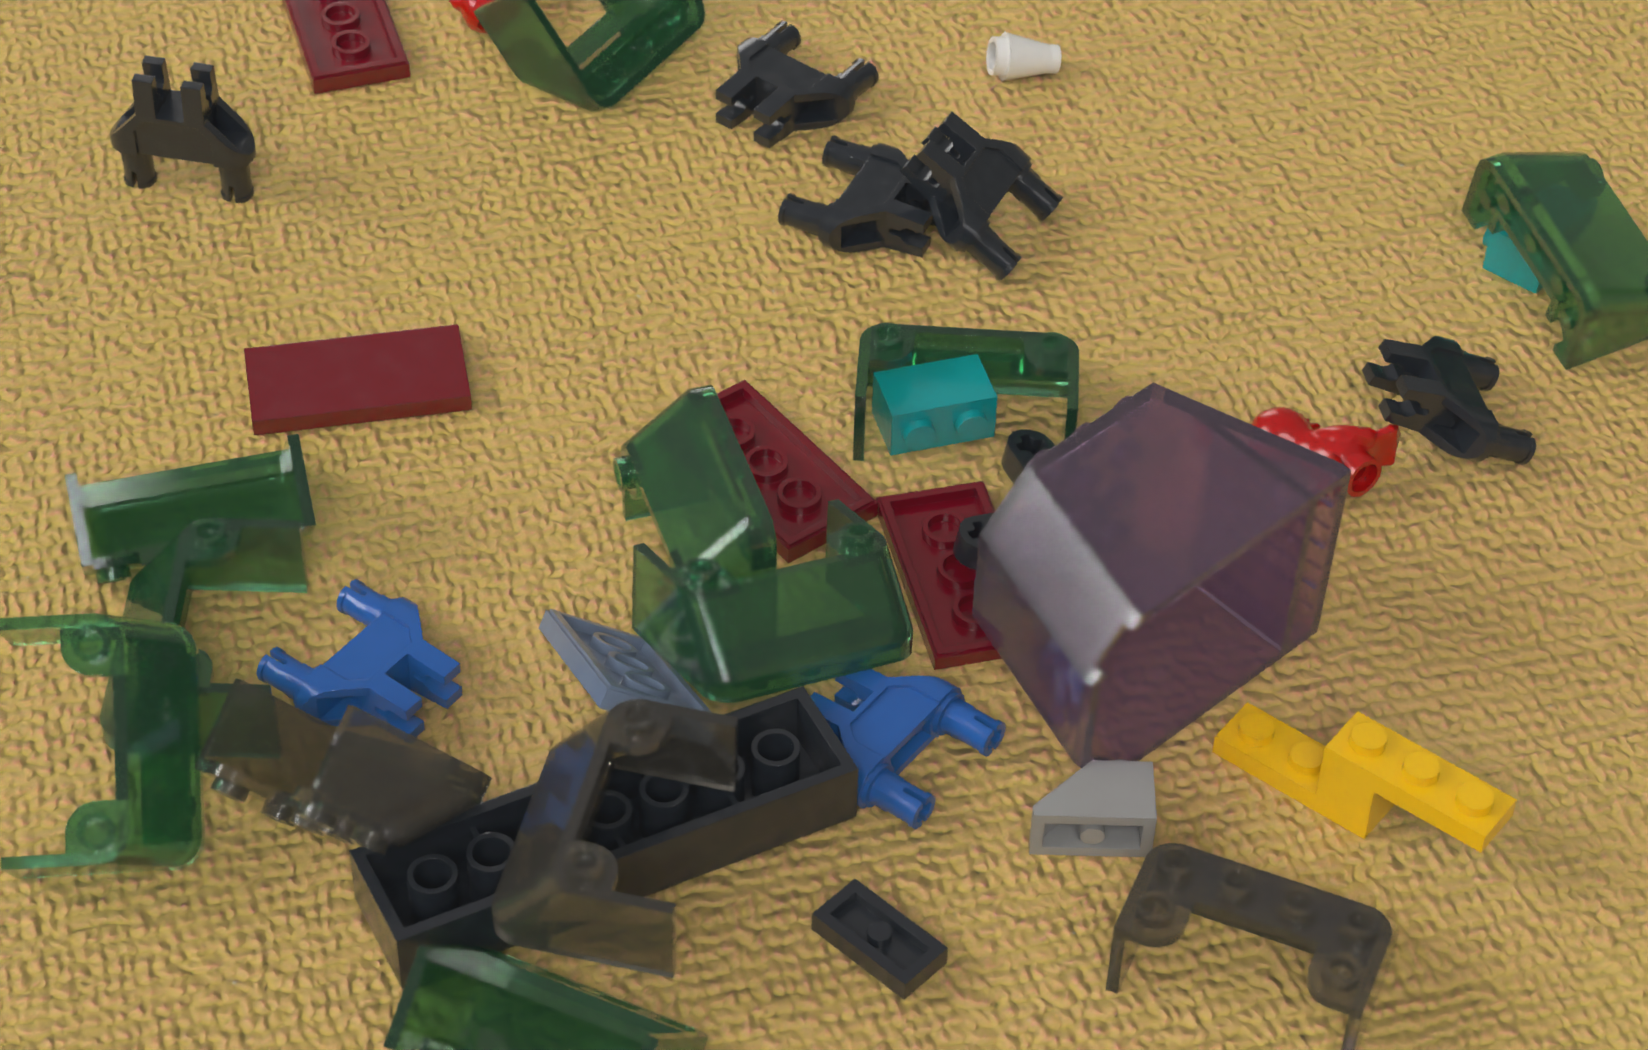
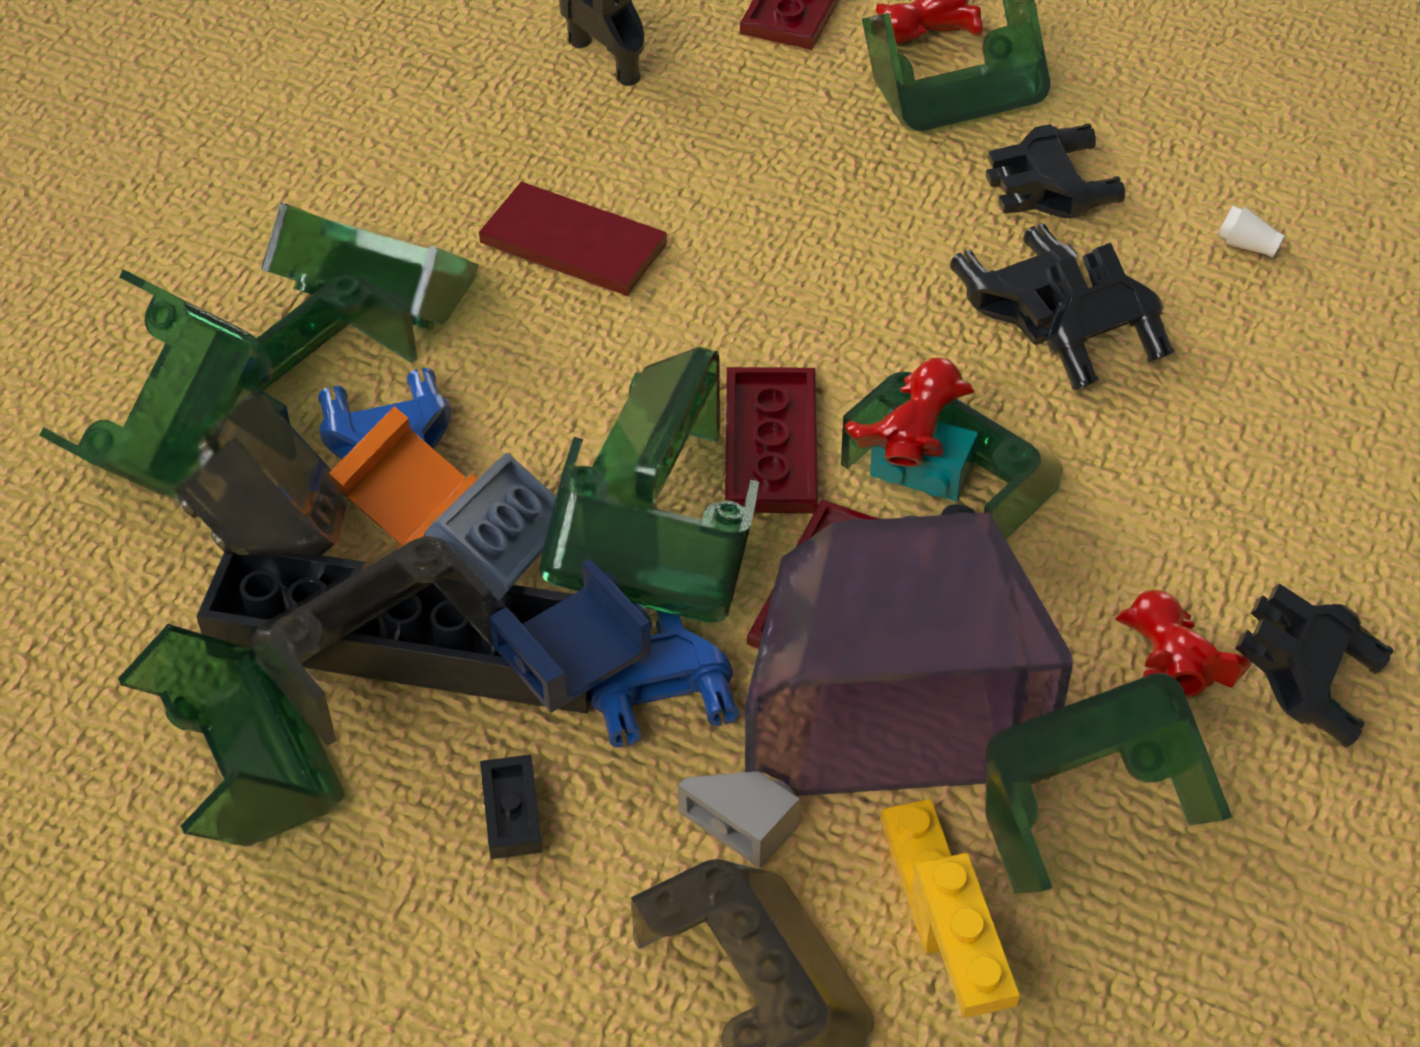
camera: 40 degrees right, 5 degrees up
(472, 701) = (399, 479): none -> orange panel
(821, 731) = (575, 640): none -> dark blue panel
(930, 372) = (911, 427): none -> red animal
(1396, 529) = (1140, 719): none -> clear green windscreen

